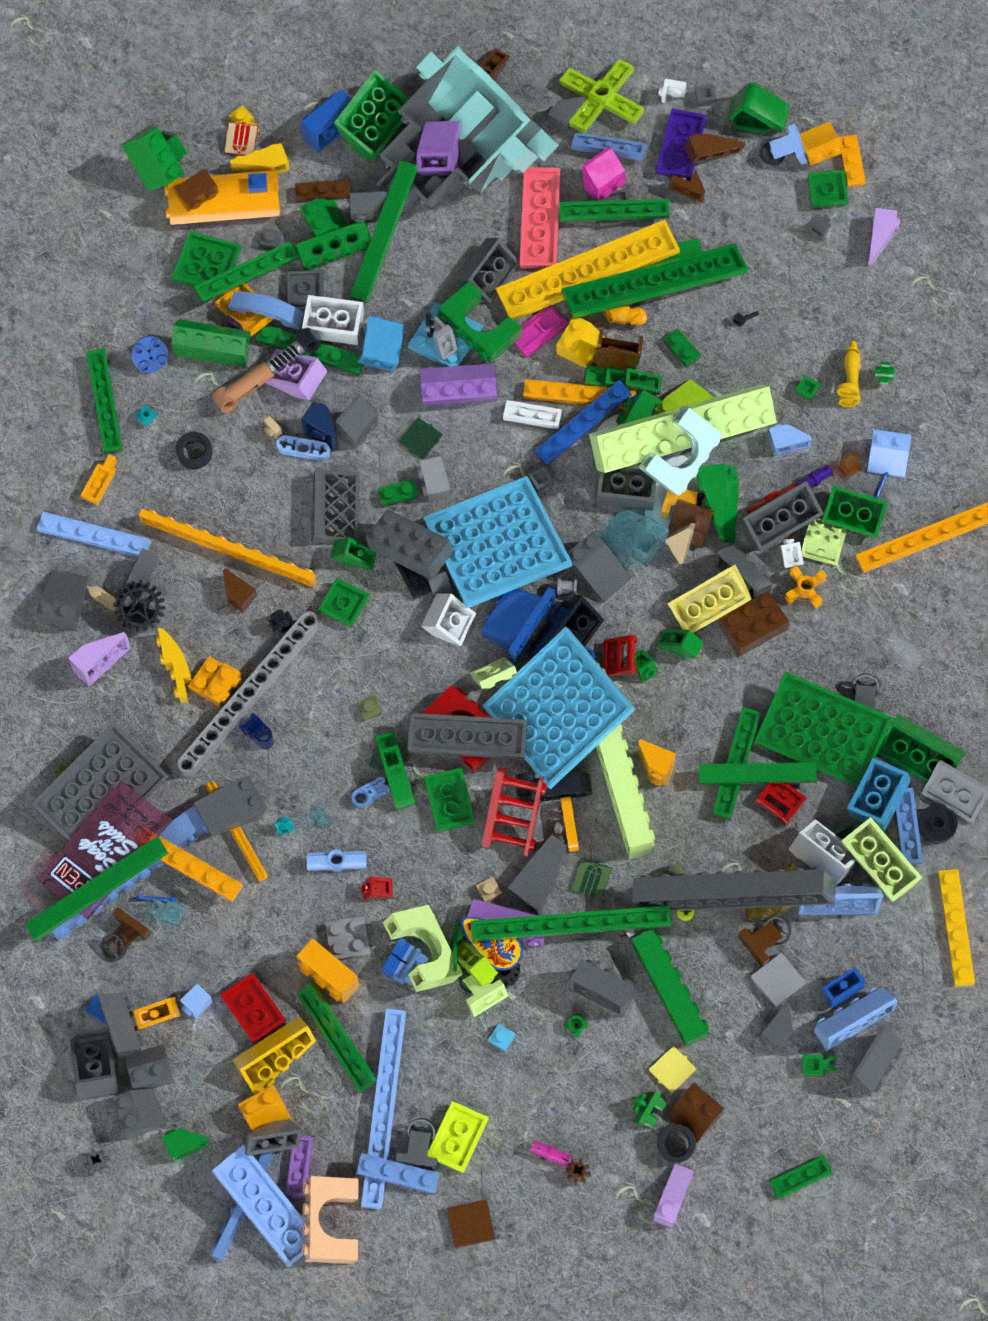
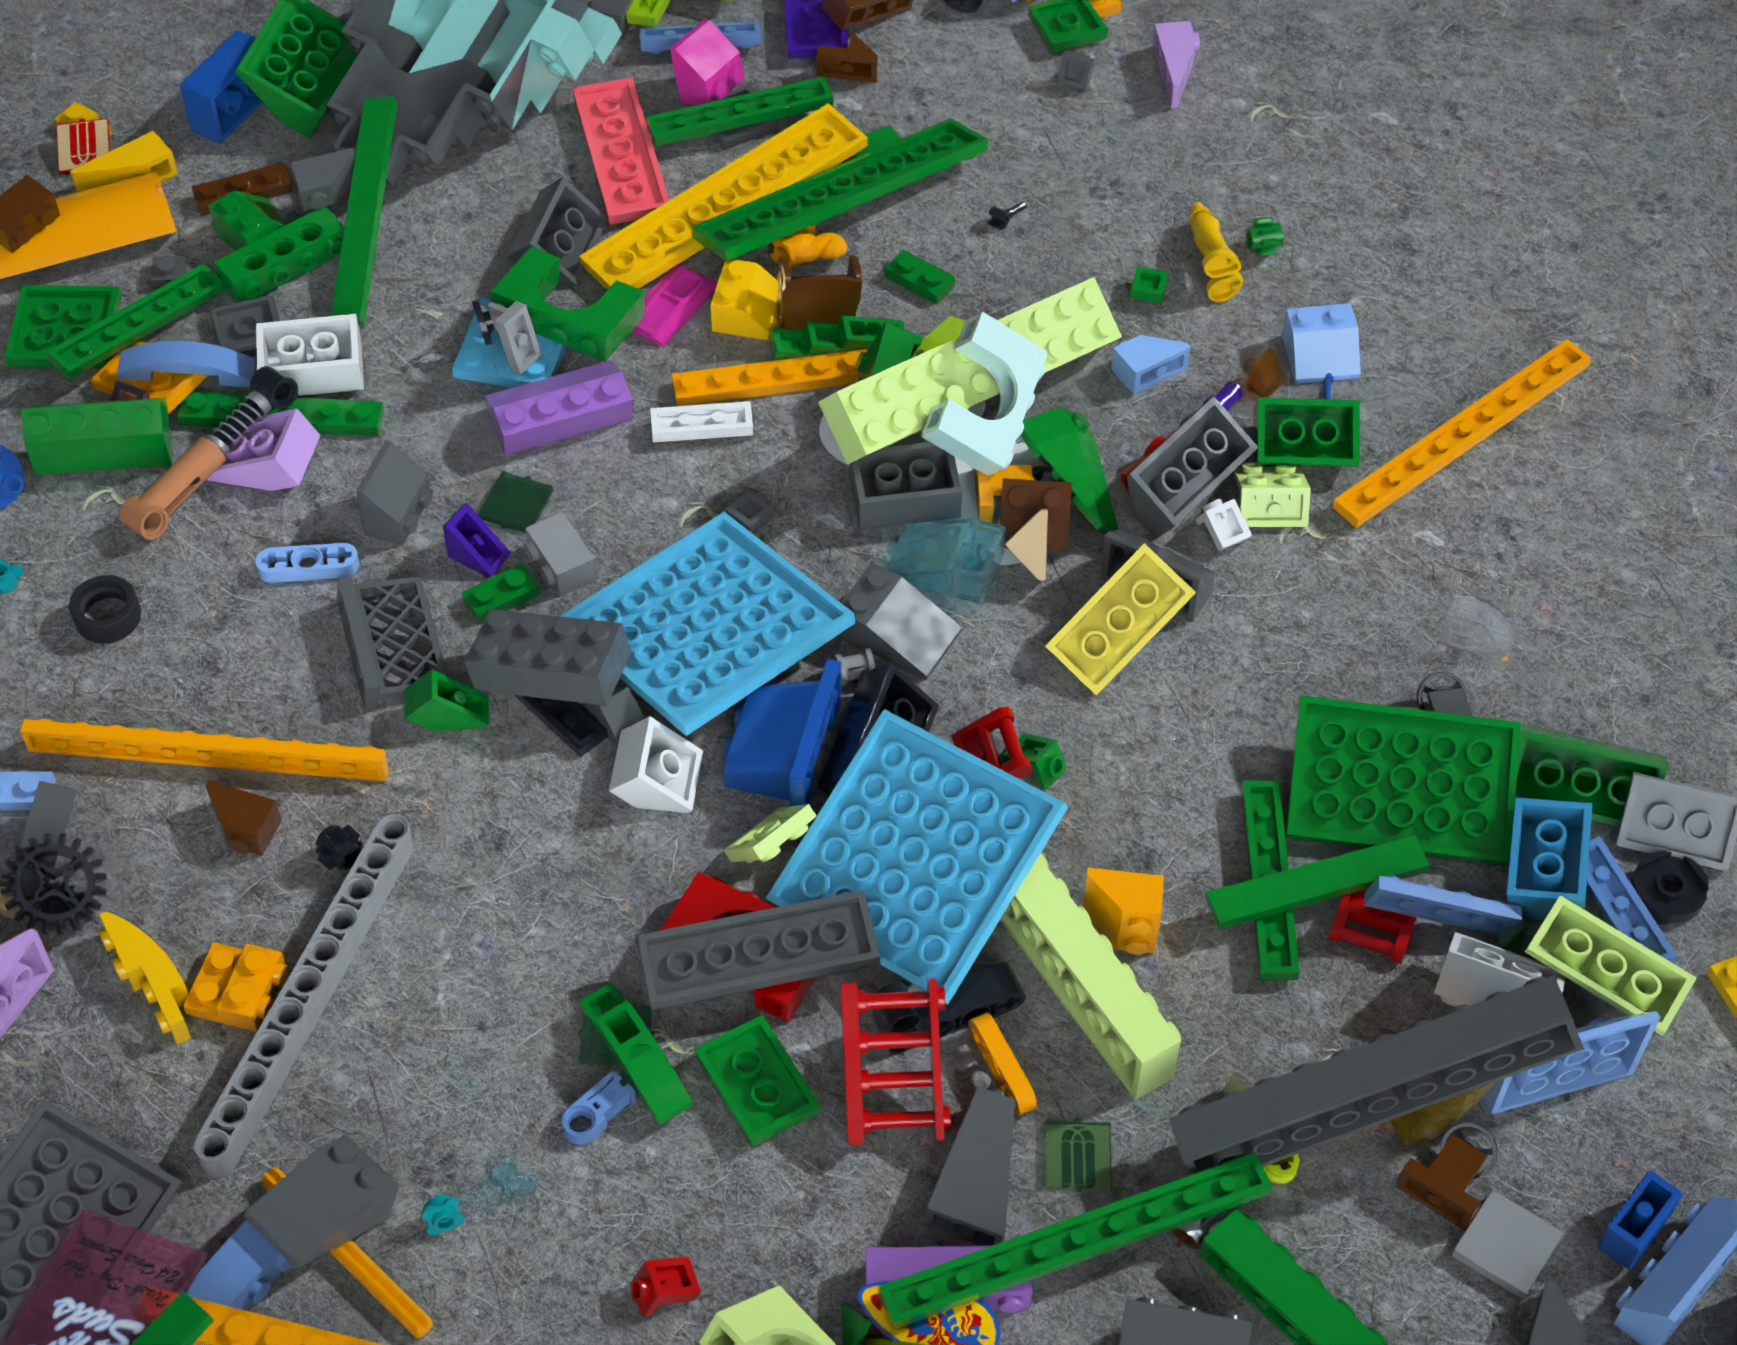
camera: 20 degrees left, 15 degrees down
(255, 729) = (338, 1048): clear blue piece -> none
(257, 182) = (126, 186): blue plate -> none
(272, 428) = (242, 541): tan plate -> none
(319, 425) = (329, 512): dark blue slope -> none
(323, 860) = (541, 1258): light blue piece -> none
(344, 603) = (451, 789): green plate -> none
(369, 708) = (551, 958): olive plate -> none
(381, 343) = (405, 373): dark azure panel -> none
(391, 461) = (473, 542): none -> dark purple slope
(439, 148) = (423, 78): medium lavender slope -> none
(489, 890) = (887, 1227): tan plate -> none
(583, 423) = (792, 414): blue plate -> none
(680, 642) = (1090, 705): green slope -> none
(753, 623) = (1206, 644): reddish brown brick -> none
(810, 593) = (1271, 568): light orange pin -> none
(820, 806) = (1441, 905): none -> medium blue plate

